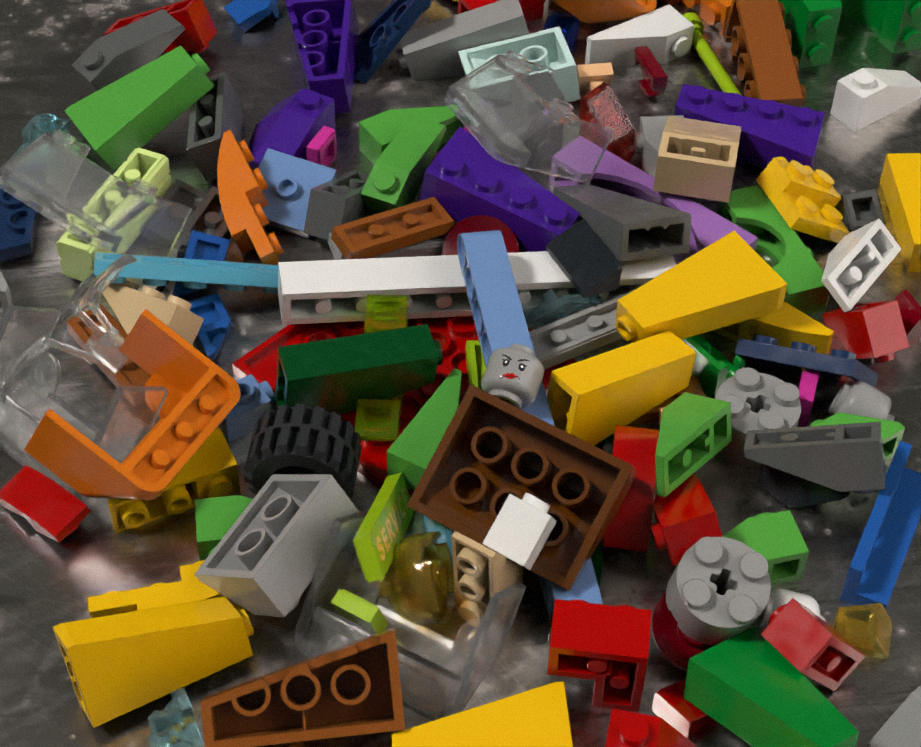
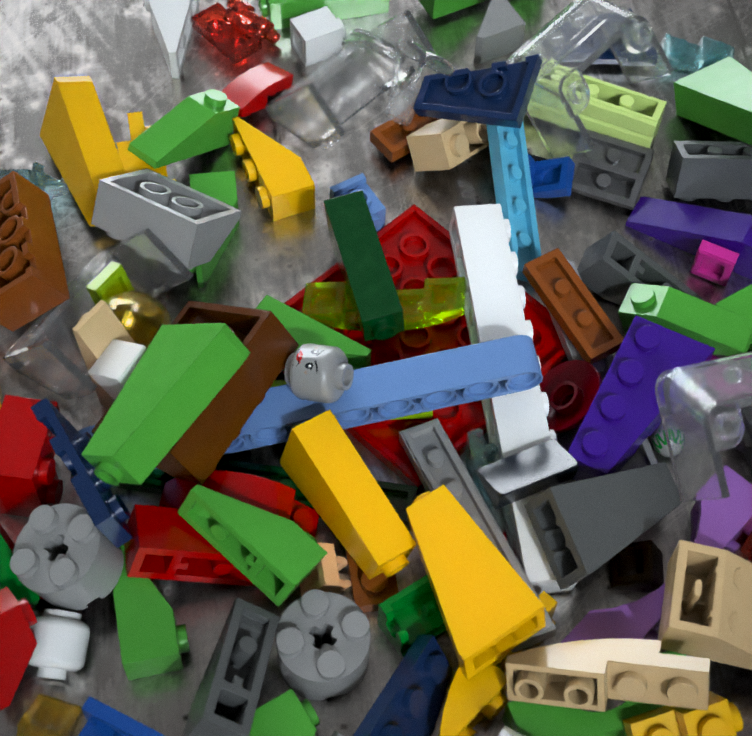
camera: 90 degrees right, 10 degrees up
(125, 546) = (189, 129): none -> bright green slope
(151, 244) = (481, 96): none -> dark blue wing
(194, 407) = (247, 119): orange windscreen -> none
(215, 326) = (467, 188): blue slope -> none
(243, 200) = (616, 187): orange slope -> none
(289, 189) = (651, 227): medium blue plate -> none
(303, 443) = (264, 237): black tyre -> none
(383, 528) = (151, 275): lime tile -> none
(570, 468) = (163, 398): none -> bright green slope
(639, 563) = (103, 507): none -> dark blue wing
(764, 212) = (594, 670): none -> tan slope
(807, 392) = (351, 706): dark pink tile -> none

